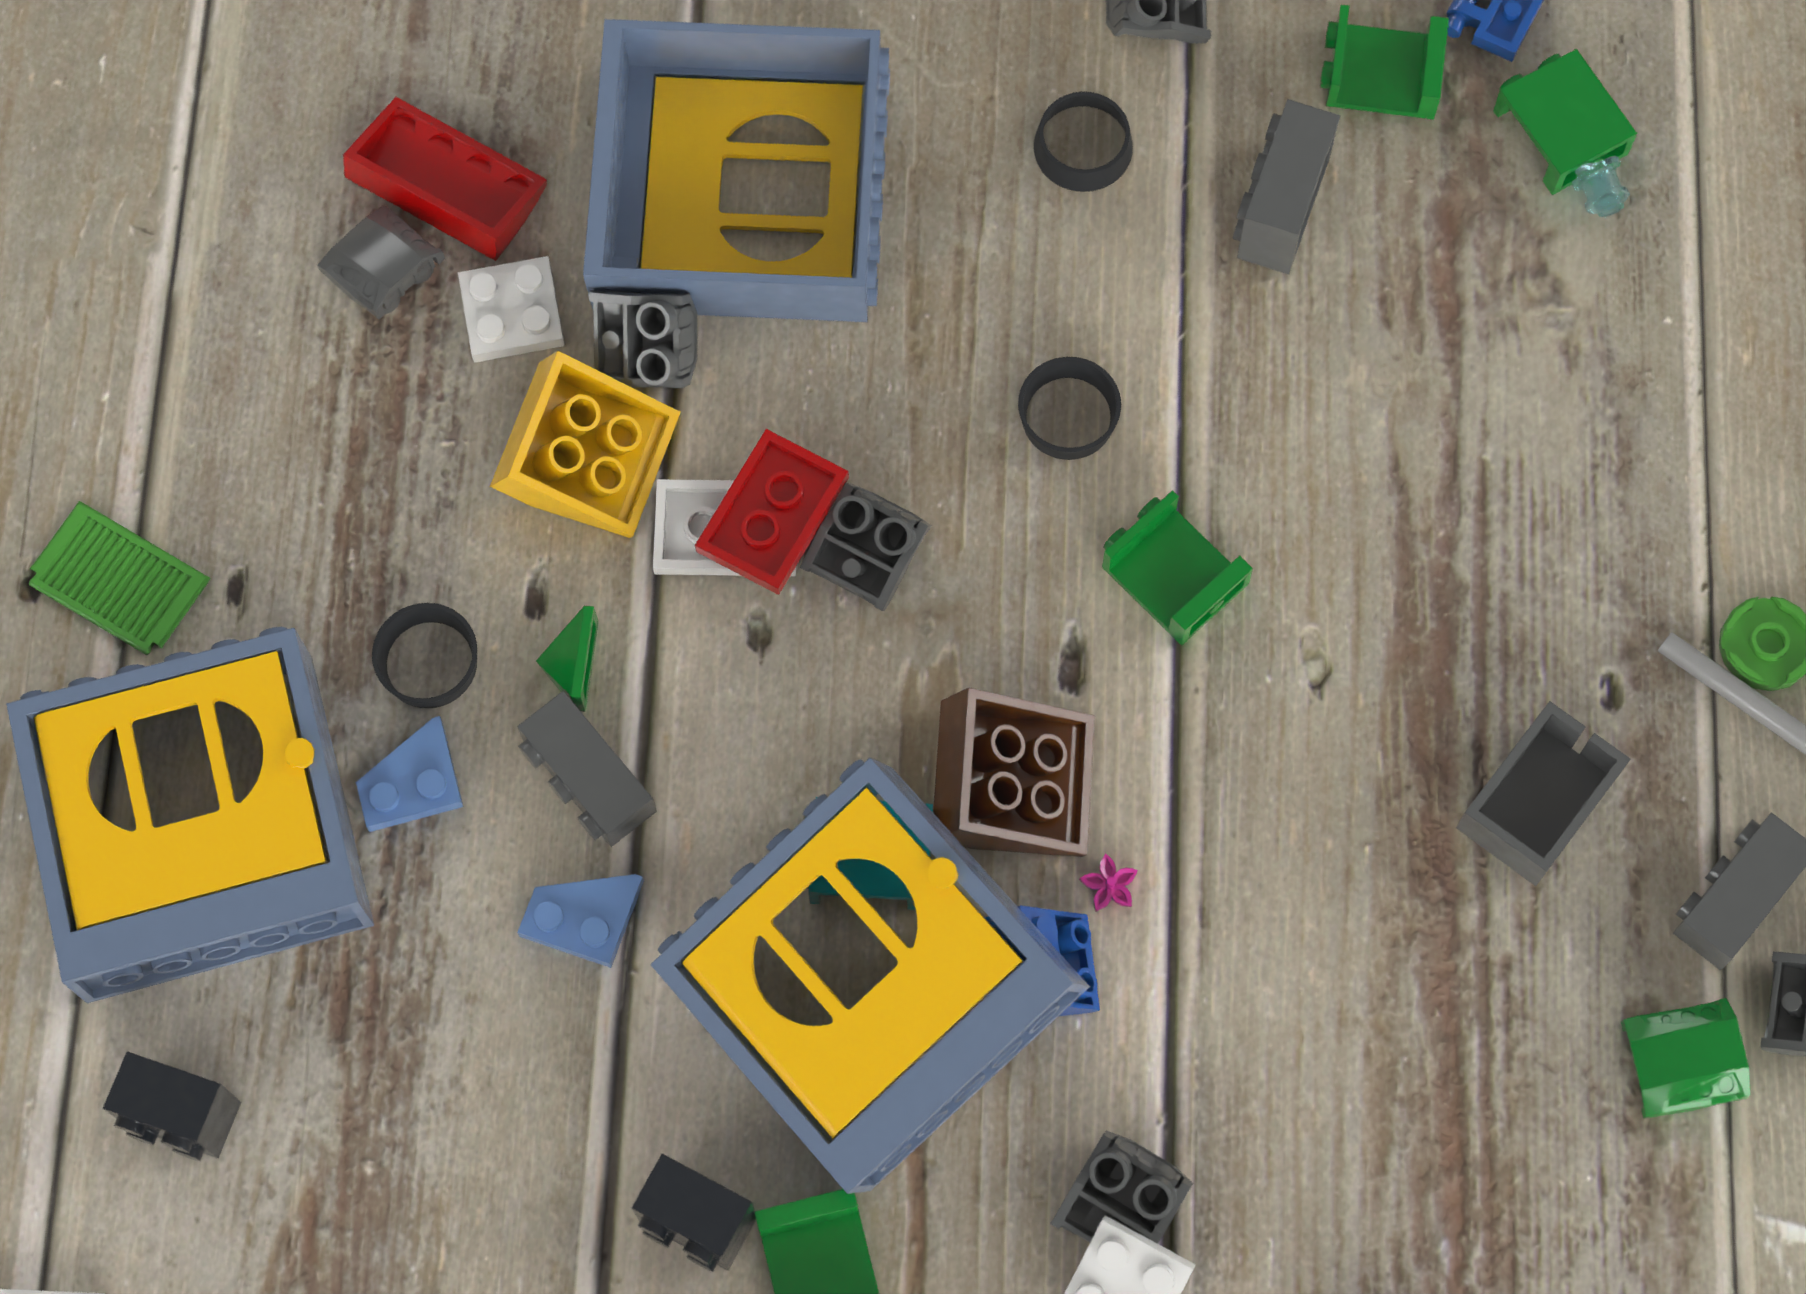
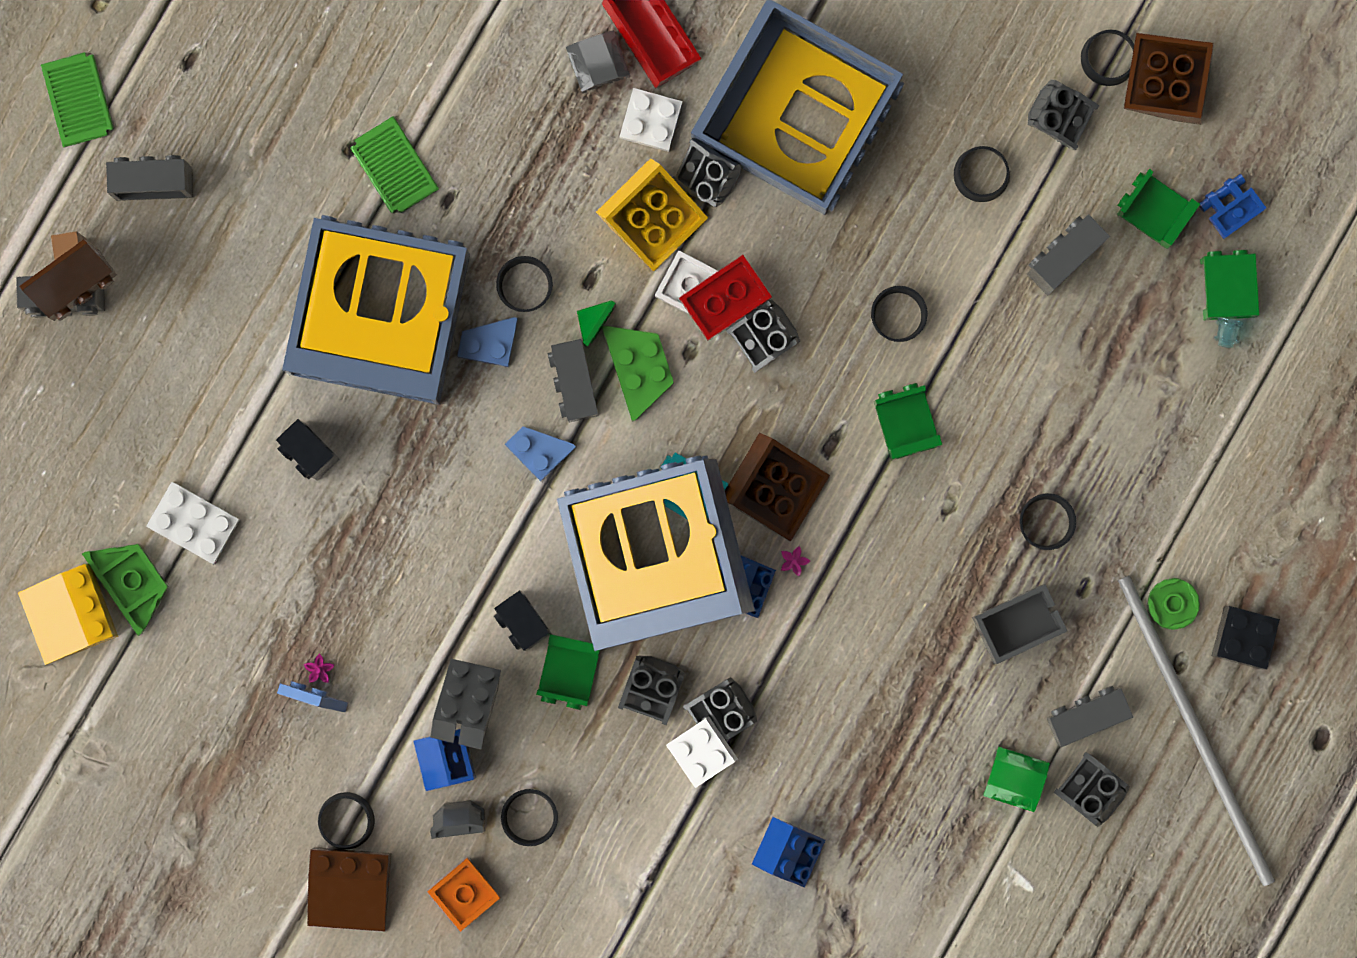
camera: 25 degrees right, 15 degrees up
(684, 697) = (639, 367): none -> bright green wing
(981, 1220) = (652, 688): none -> dark grey slope
(1509, 574) = (1070, 512): none -> black tyre

